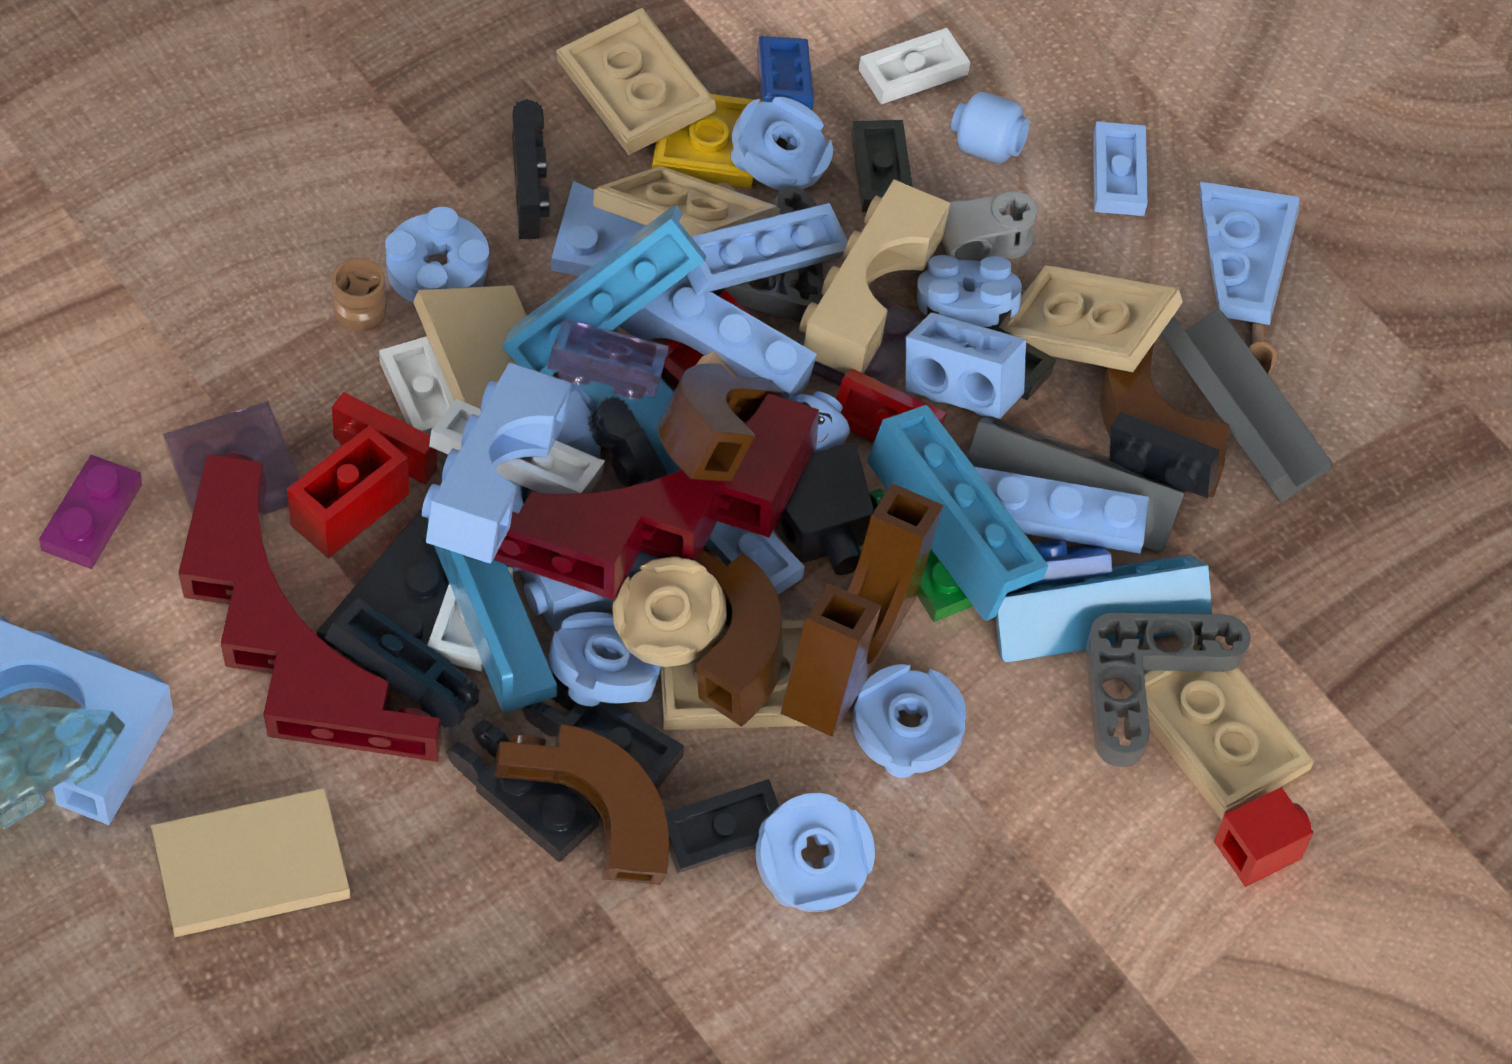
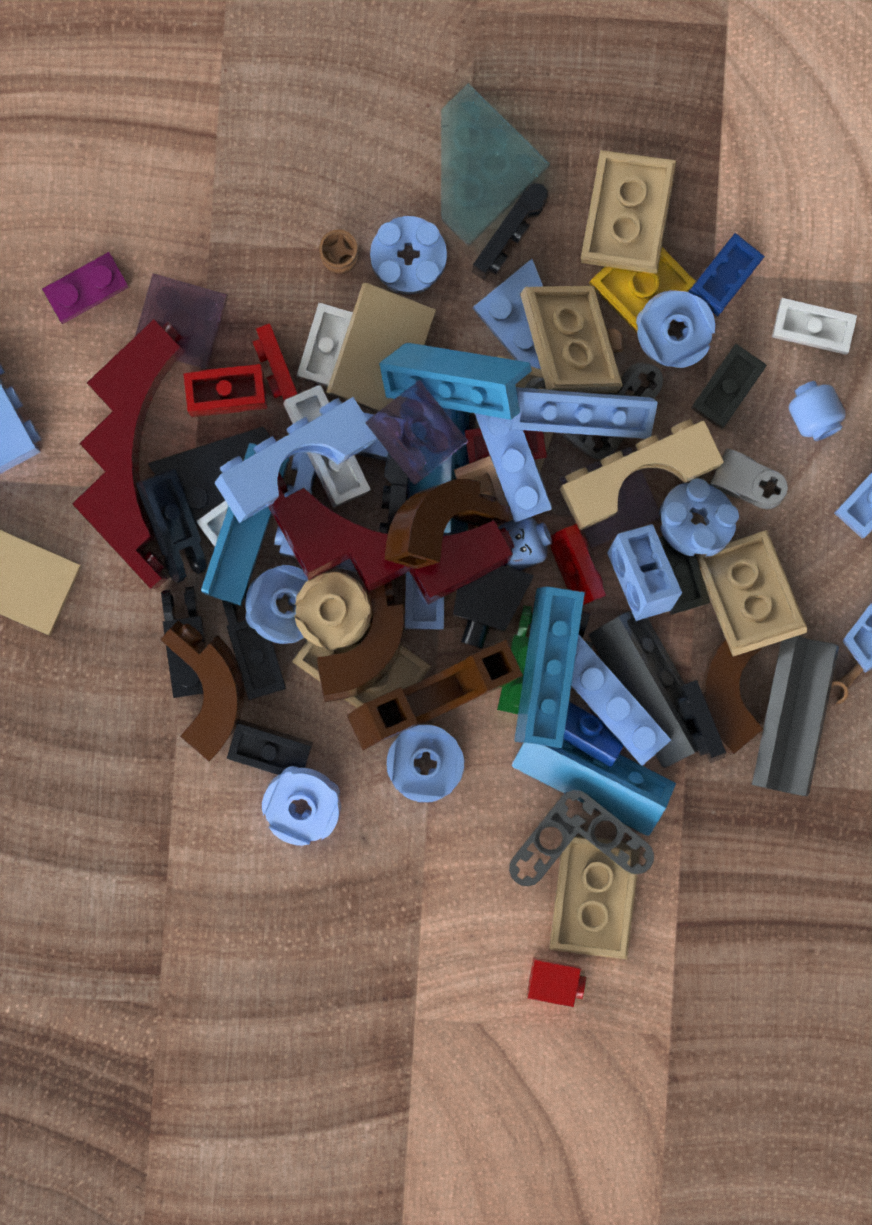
camera: 45 degrees right, 30 degrees up
(442, 132) = (482, 164): none -> clear light blue plate

